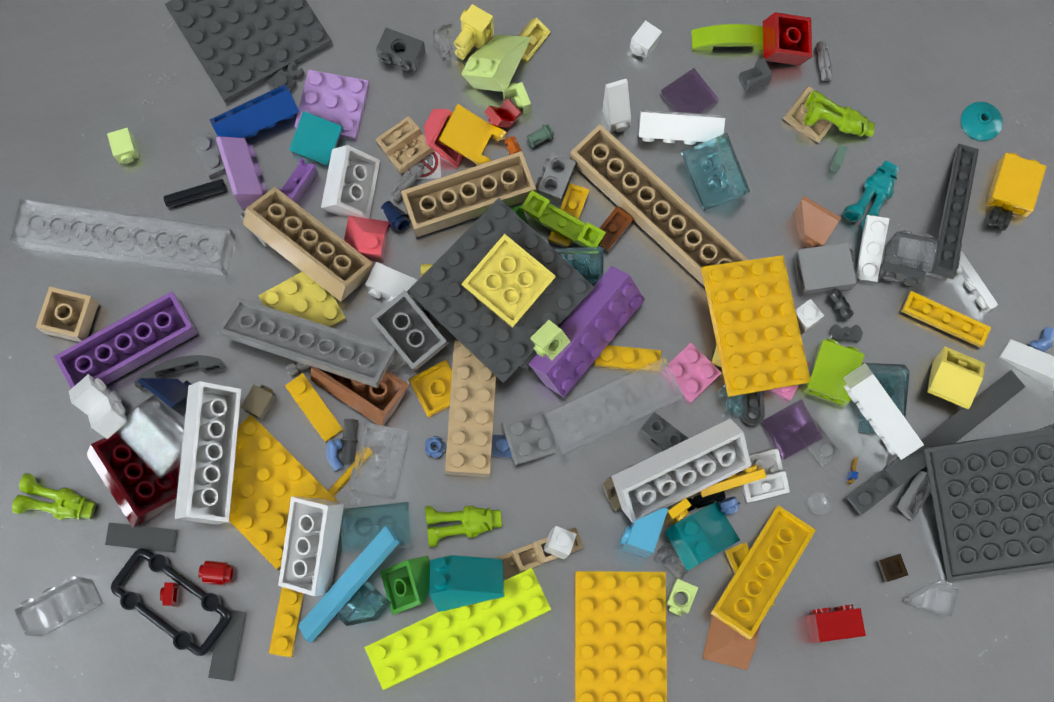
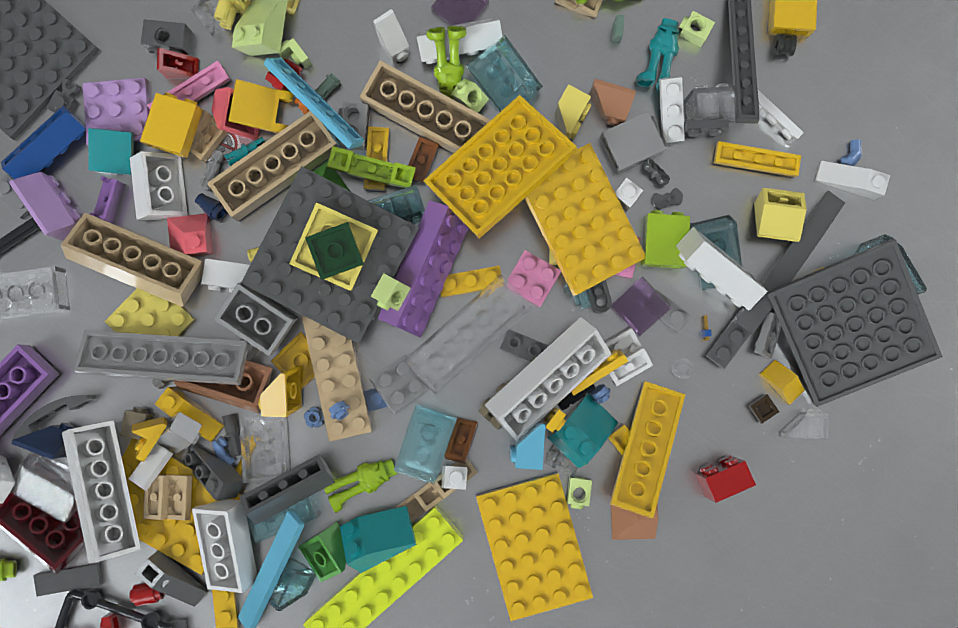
camera: 15 degrees left, 10 degrees up
(245, 565) = (169, 578): none -> dark grey slope
(262, 445) = (149, 469): none -> white tile
(268, 480) = (168, 498): none -> tan slope
(275, 411) = (151, 432): none -> yellow slope
(299, 420) = (179, 433): none -> light grey brick
(319, 471) = (214, 474): none -> dark grey slope
(382, 129) = (171, 124): none -> yellow brick
(391, 504) = (287, 489): none -> dark grey brick
(403, 77) = (176, 65): none -> red slope
(406, 105) = (201, 83): none -> bright pink plate
(413, 411) = (282, 395): none -> yellow slope
(439, 173) = (243, 151): none -> teal pin
(465, 441) = (339, 410): none -> medium blue plate
(509, 283) = (334, 251): none -> dark green plate
(525, 145) = (314, 102): none -> medium azure tile
(539, 502) = (425, 444): none -> clear light blue slope
(576, 510) = (461, 440): none -> dark orange plate
(660, 154) = (450, 72): none -> lime piece
(683, 183) = (476, 99): none -> yellowish green brick
(690, 251) = (500, 166): none -> yellow plate
(771, 222) = (571, 109): none -> light yellow slope
(913, 187) = (704, 25): none -> yellowish green brick
(920, 547) = (783, 381): none -> yellow slope

